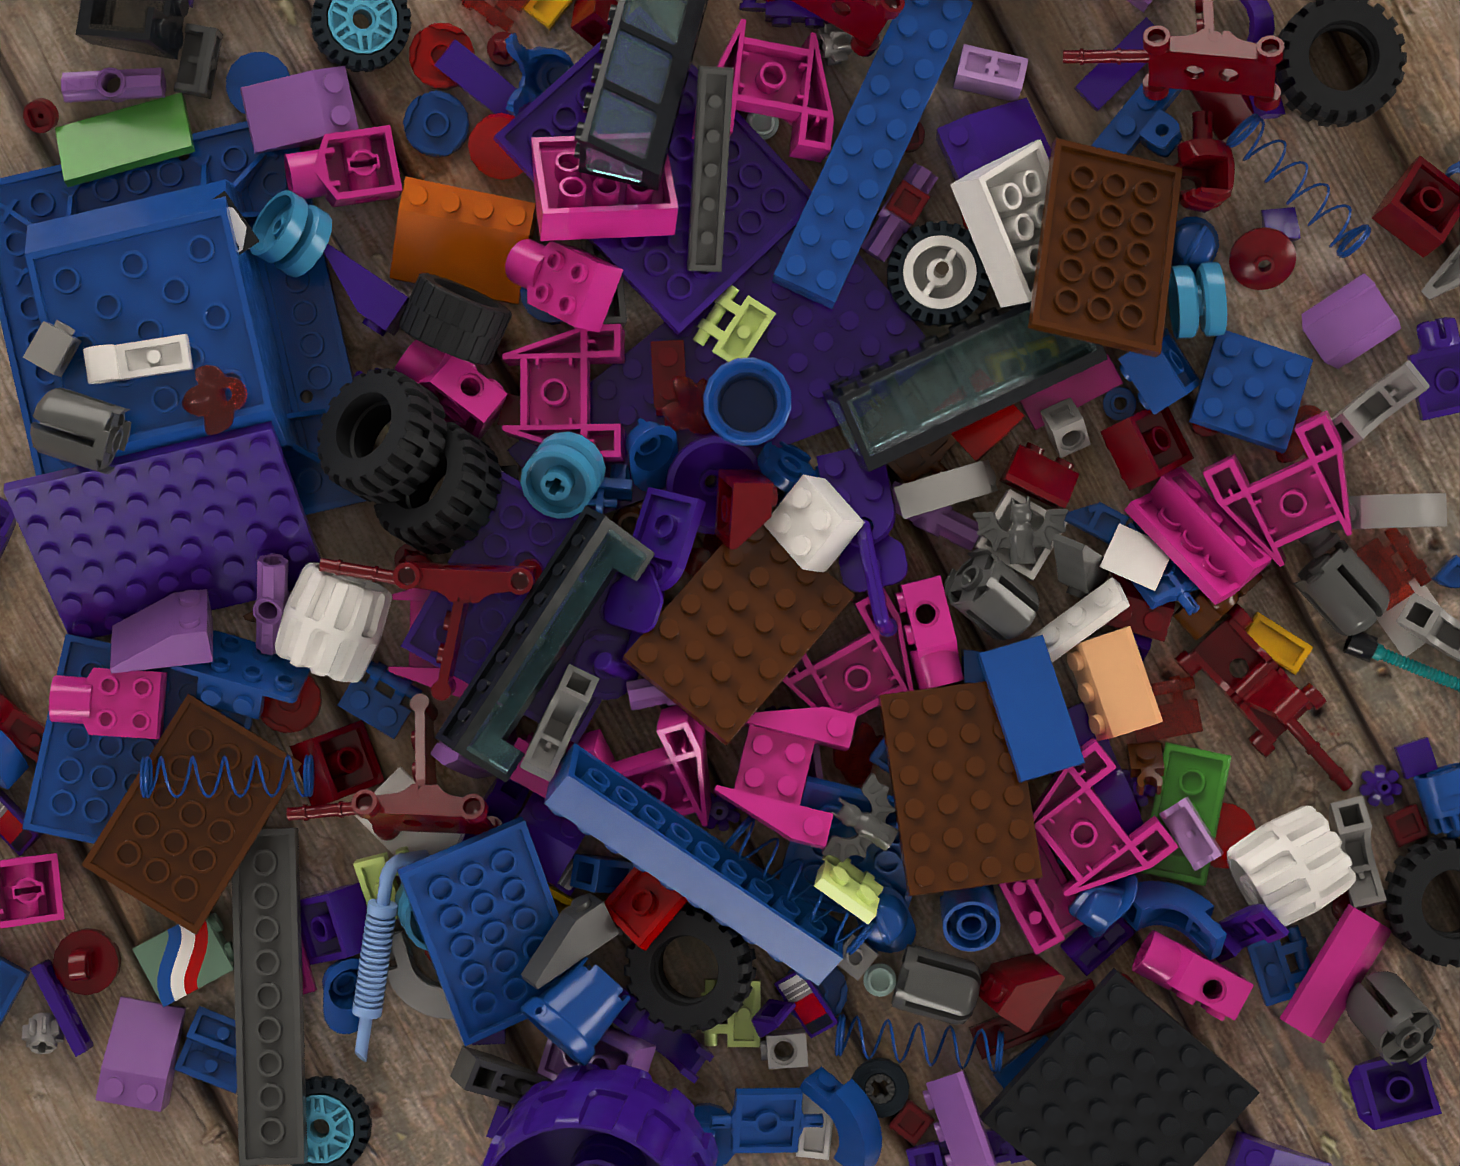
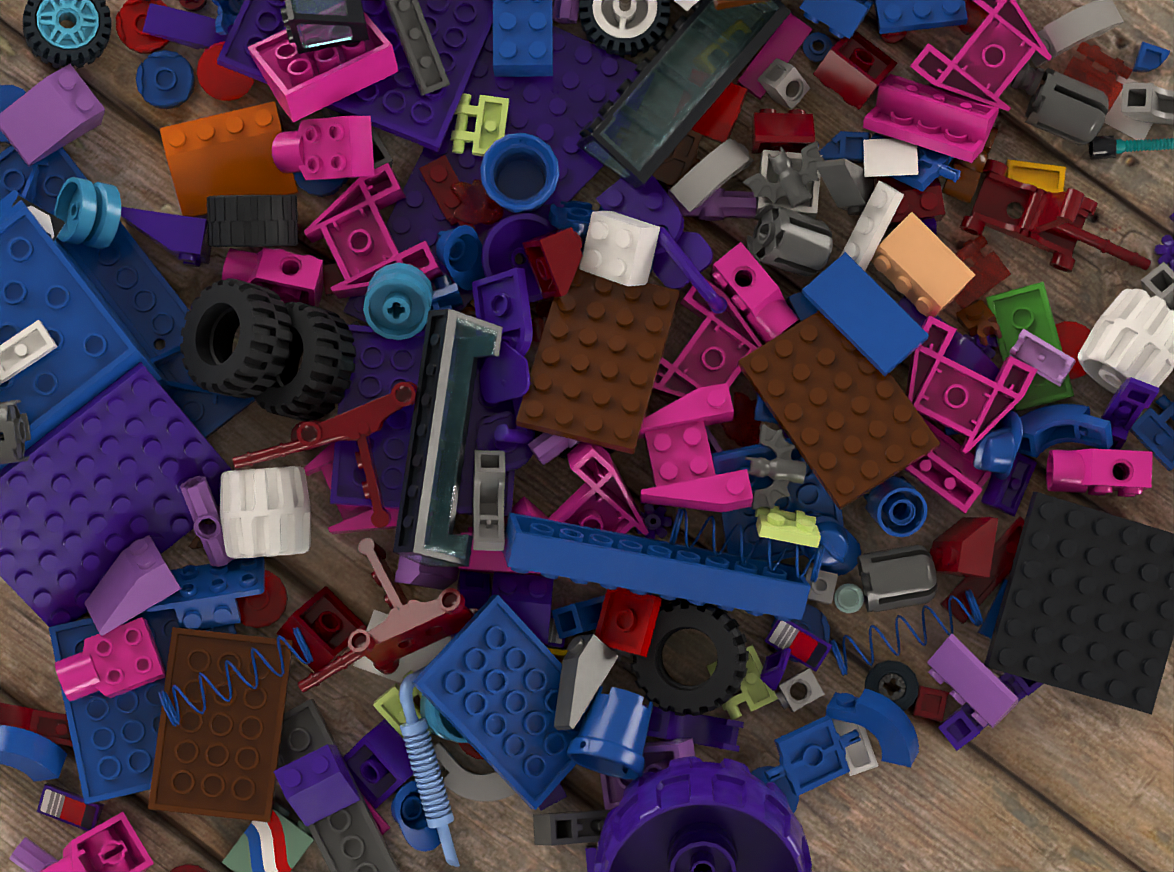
camera: 30 degrees left, 5 degrees down
(210, 401) = (82, 364): clear red plate -> none
(261, 919) = (317, 784): none -> dark purple slope
(347, 168) = (110, 143): dark pink brick -> none
(374, 706) = (332, 570): blue plate -> none

